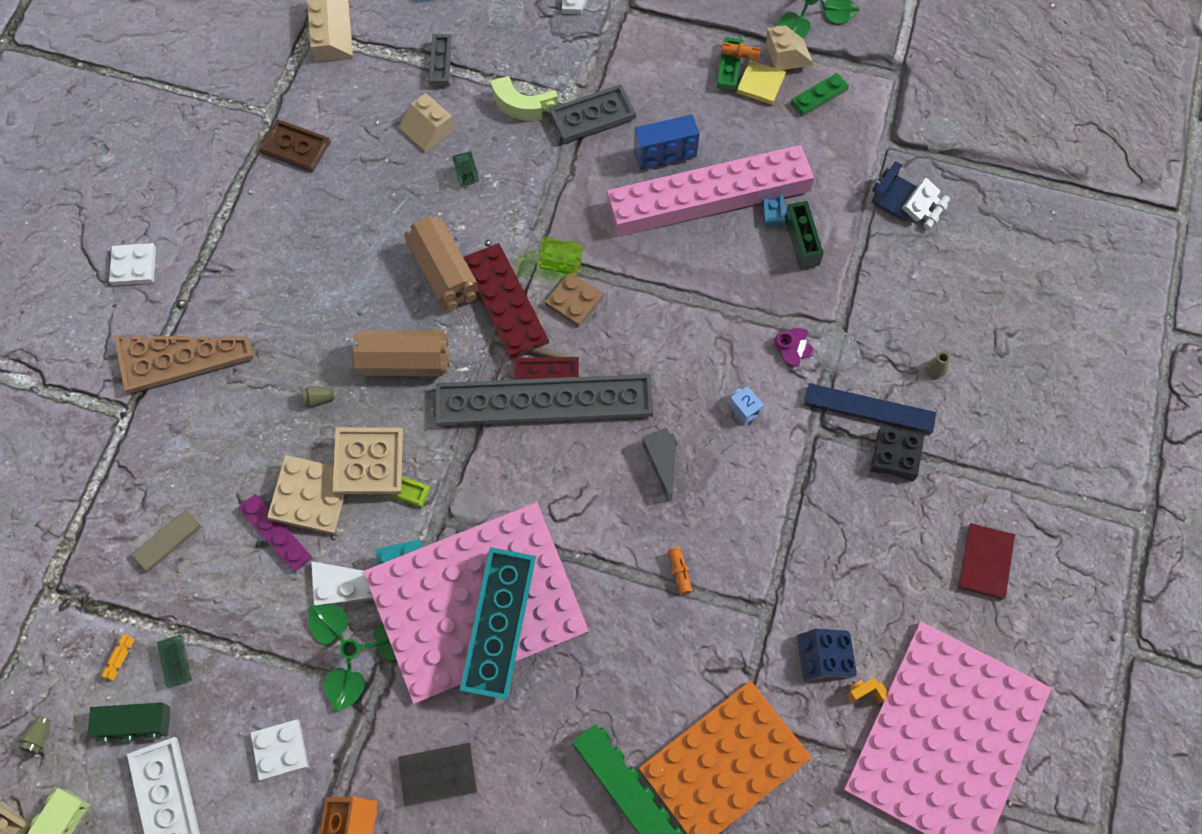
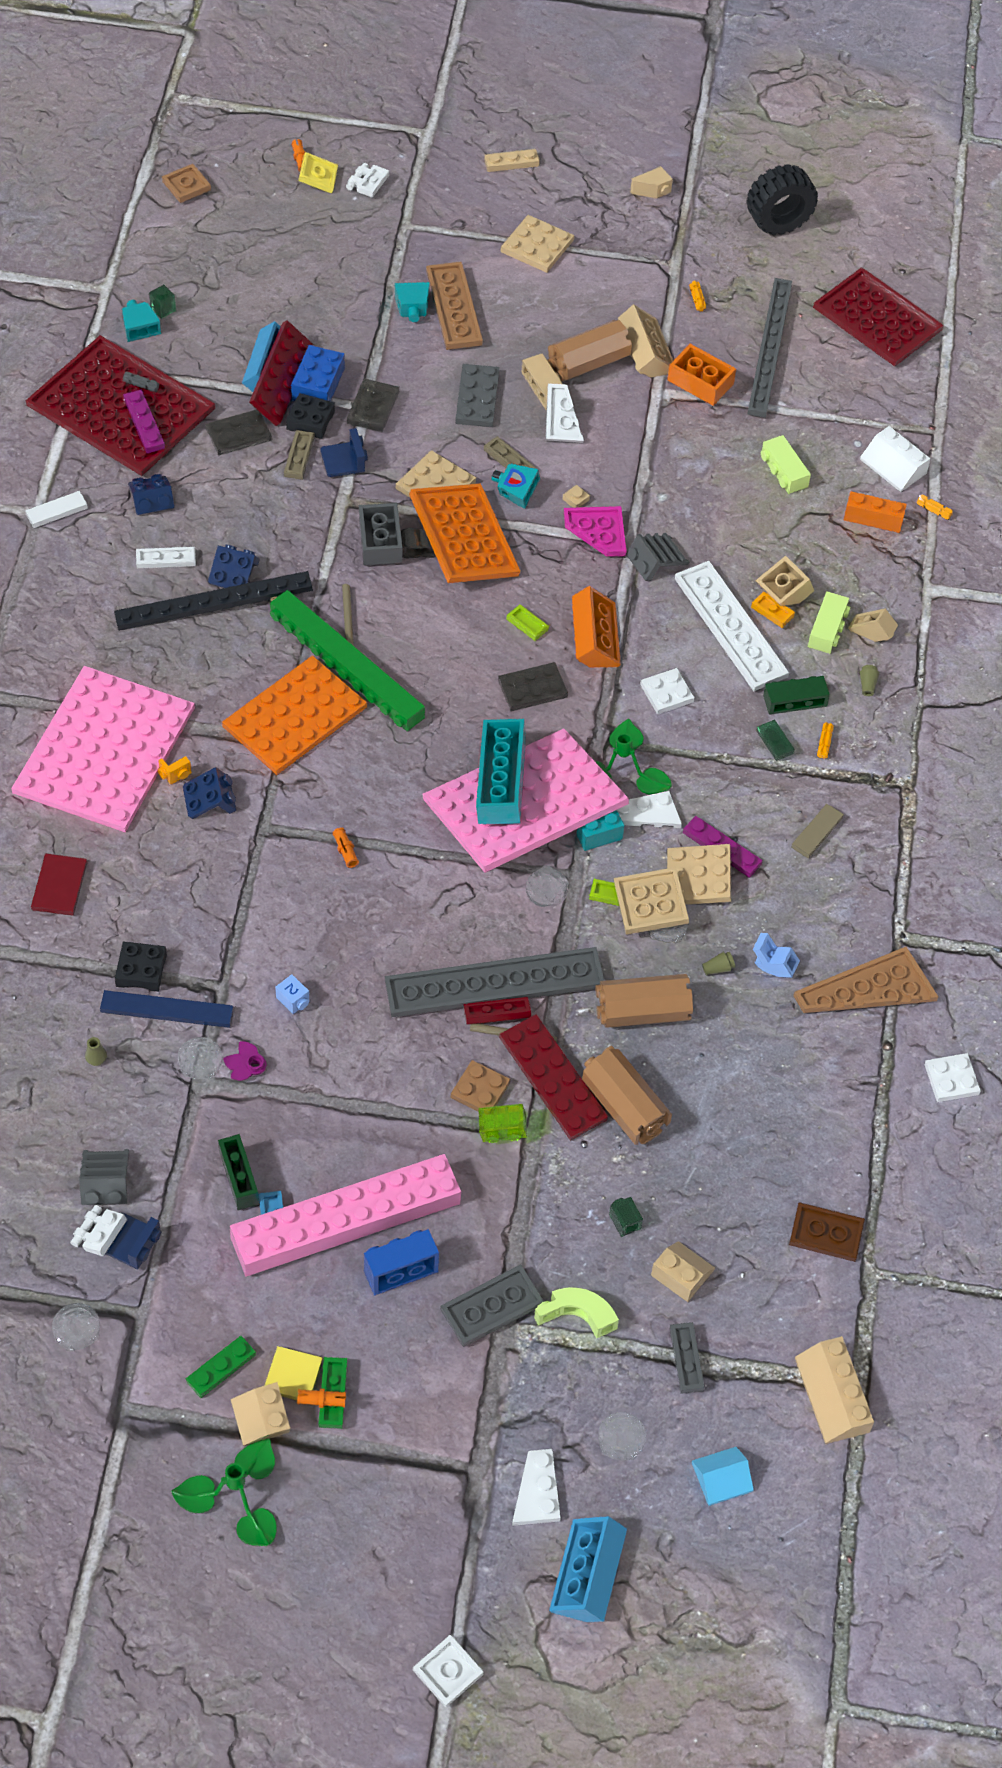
camera: 170 degrees right, 10 degrees down
(259, 390) = (774, 959): none -> light blue brick
(660, 450) = (373, 942): dark grey slope -> none
(924, 237) = (104, 1177): none -> dark grey plate

